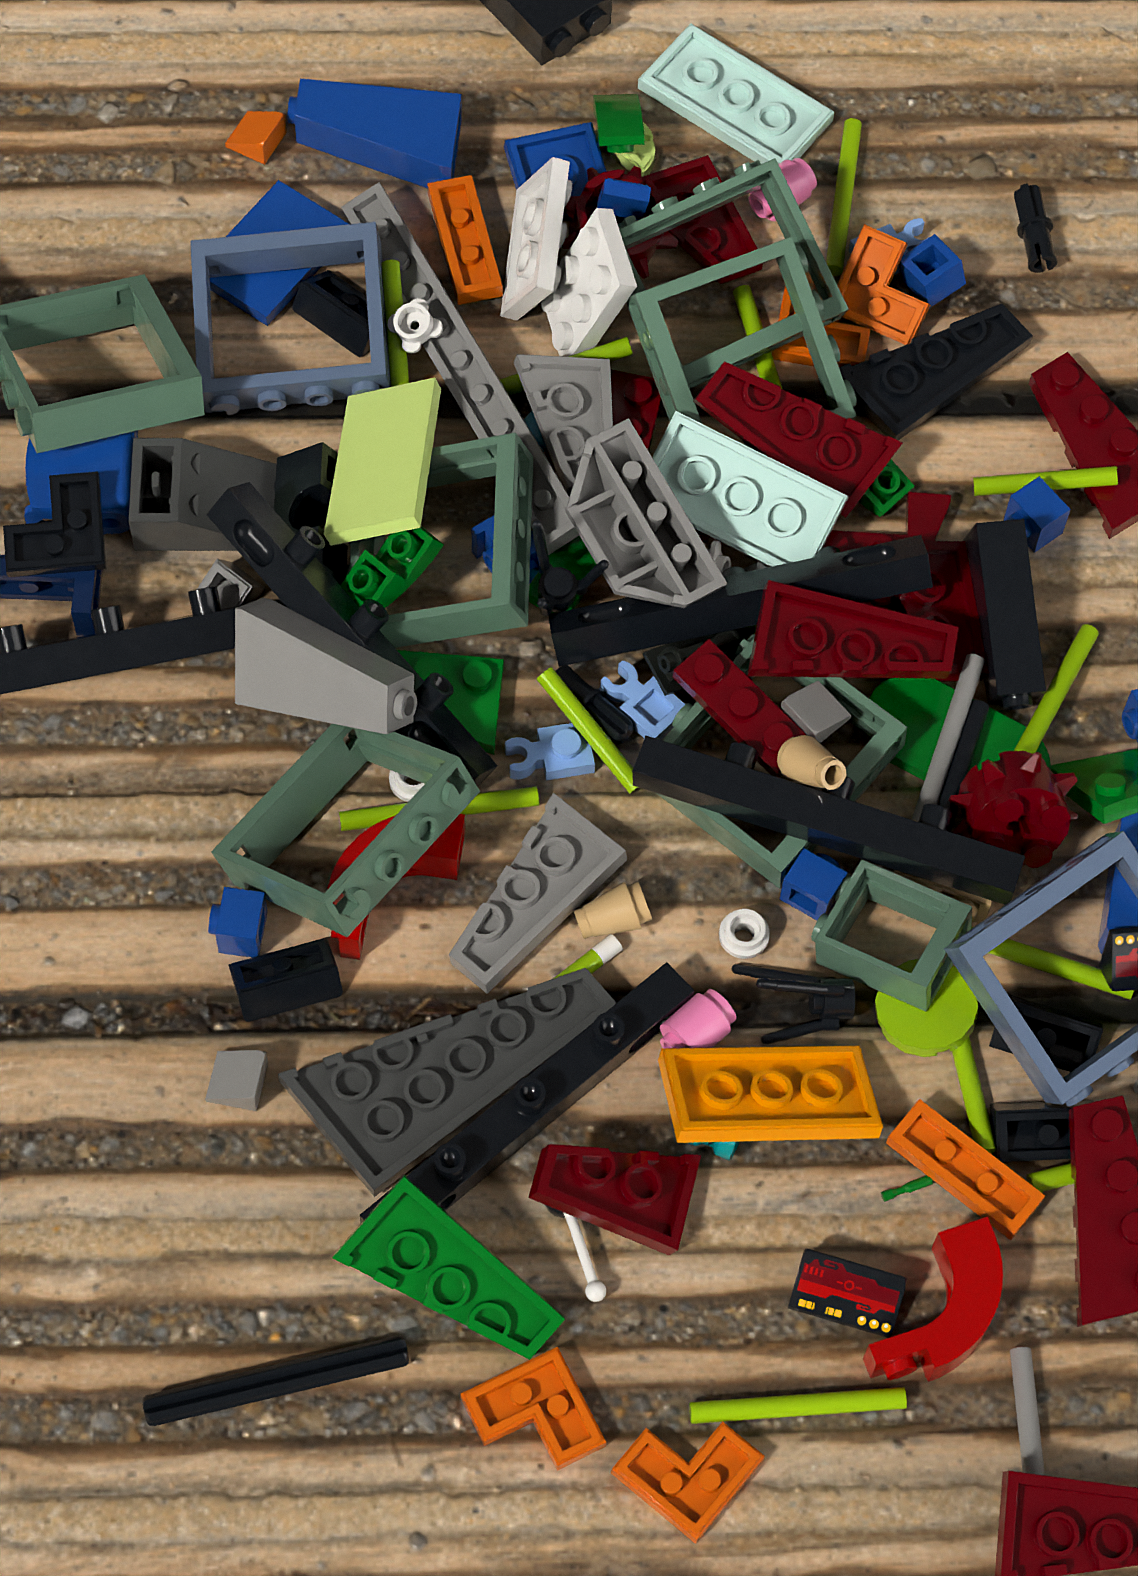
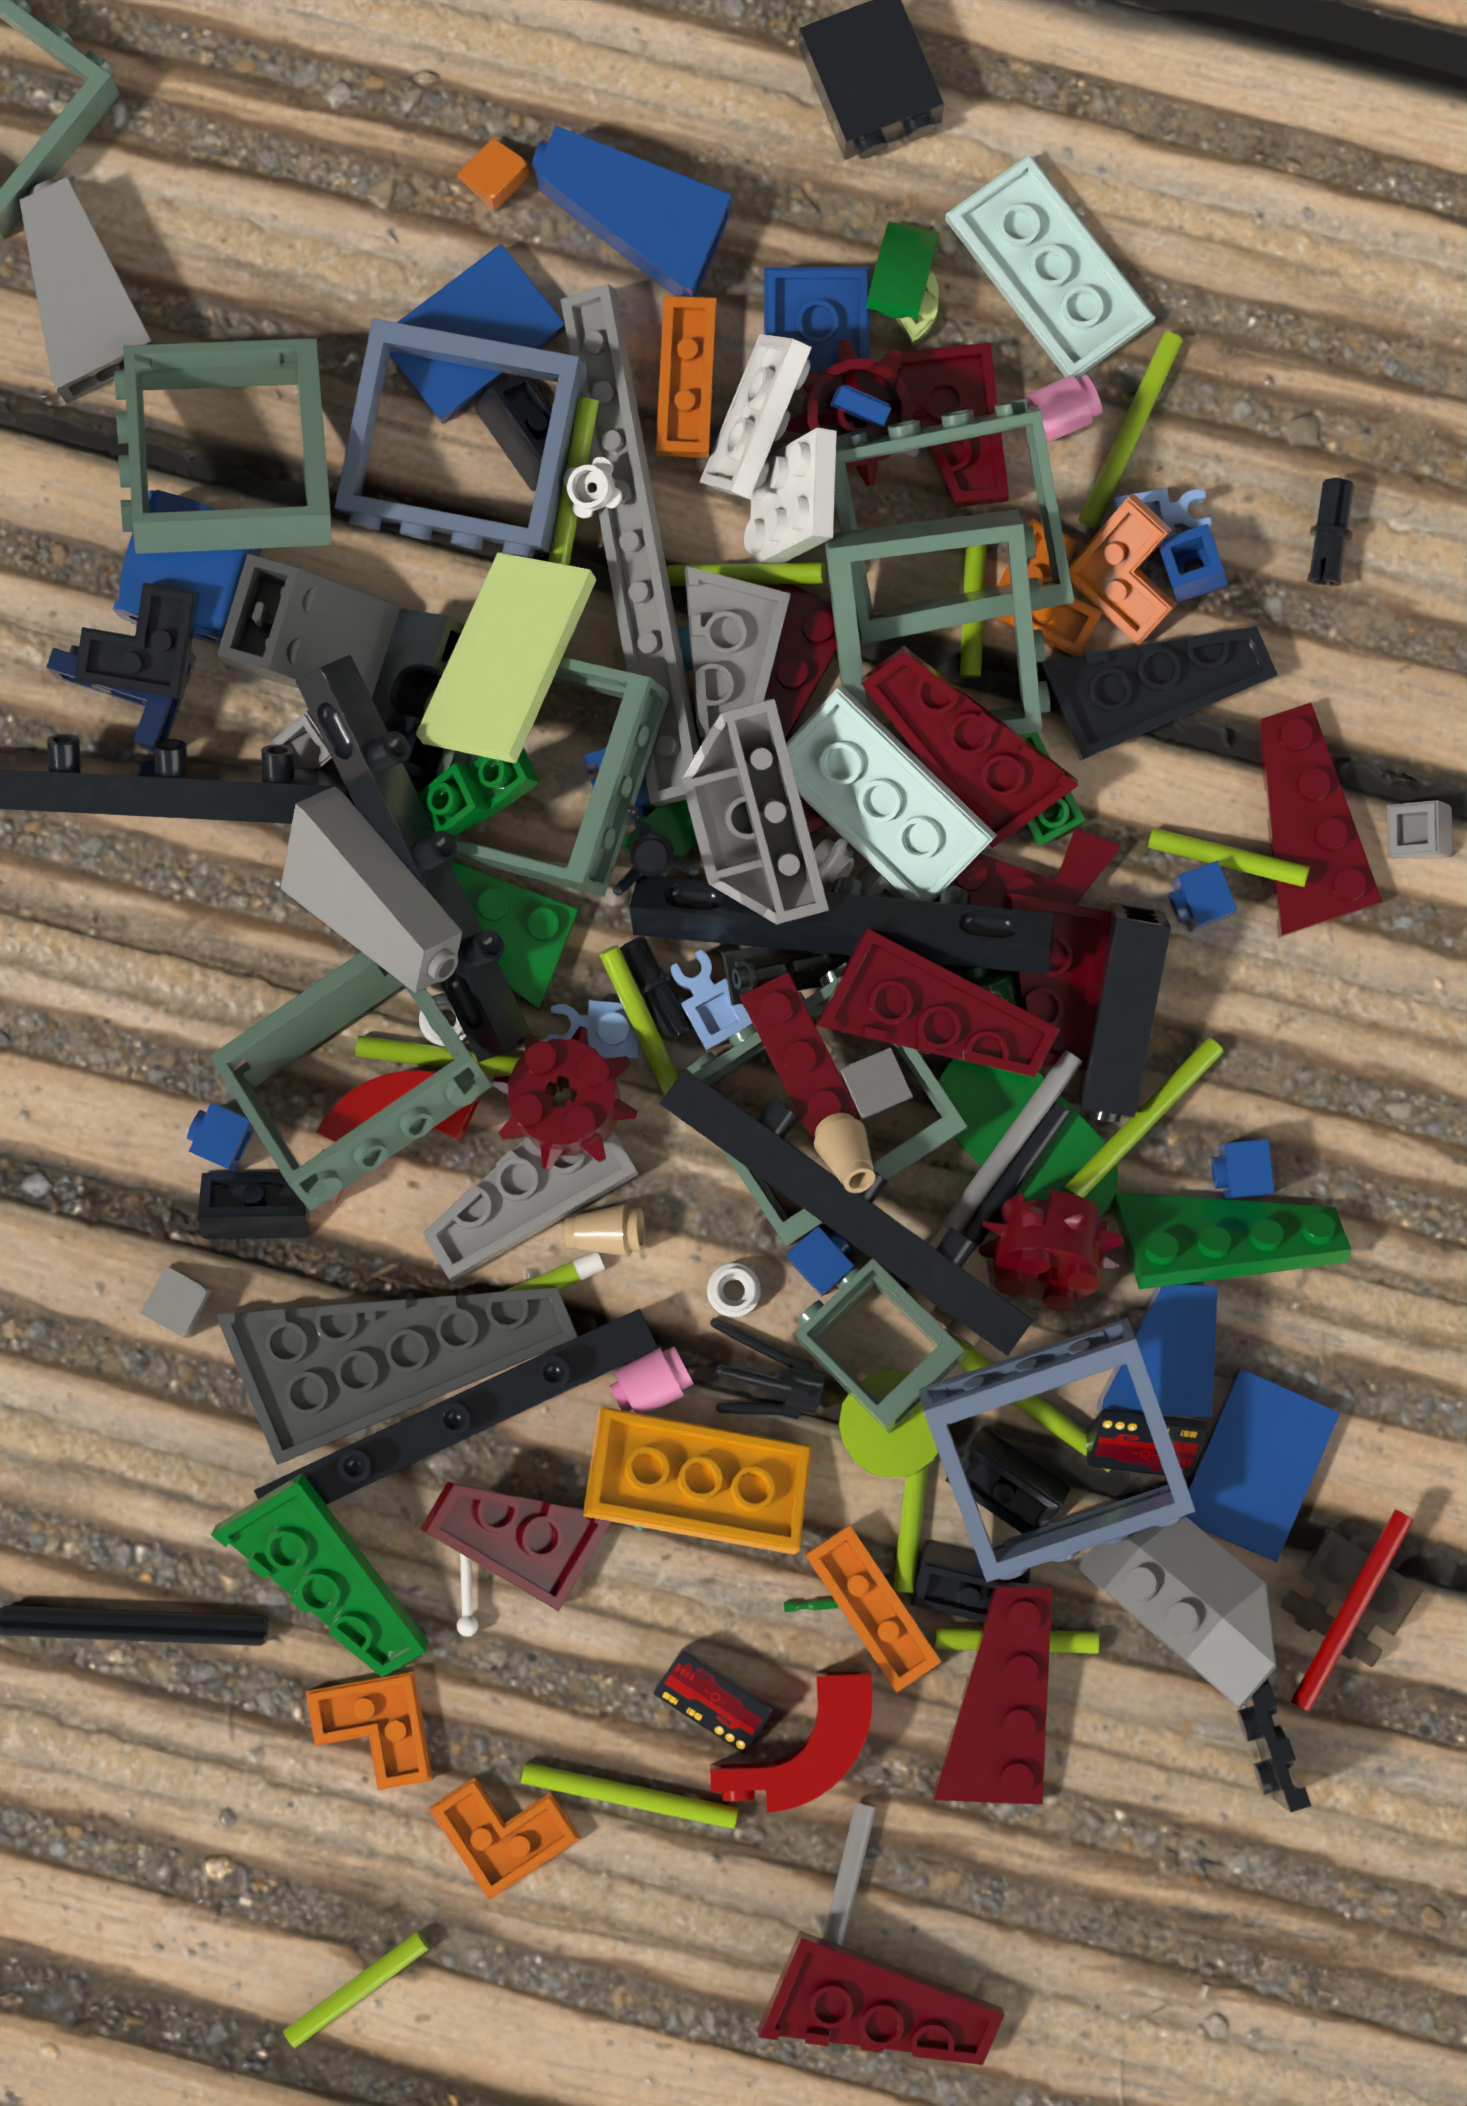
camera: 20 degrees right, 20 degrees up
(543, 799) = (580, 1124): none -> dark red brick

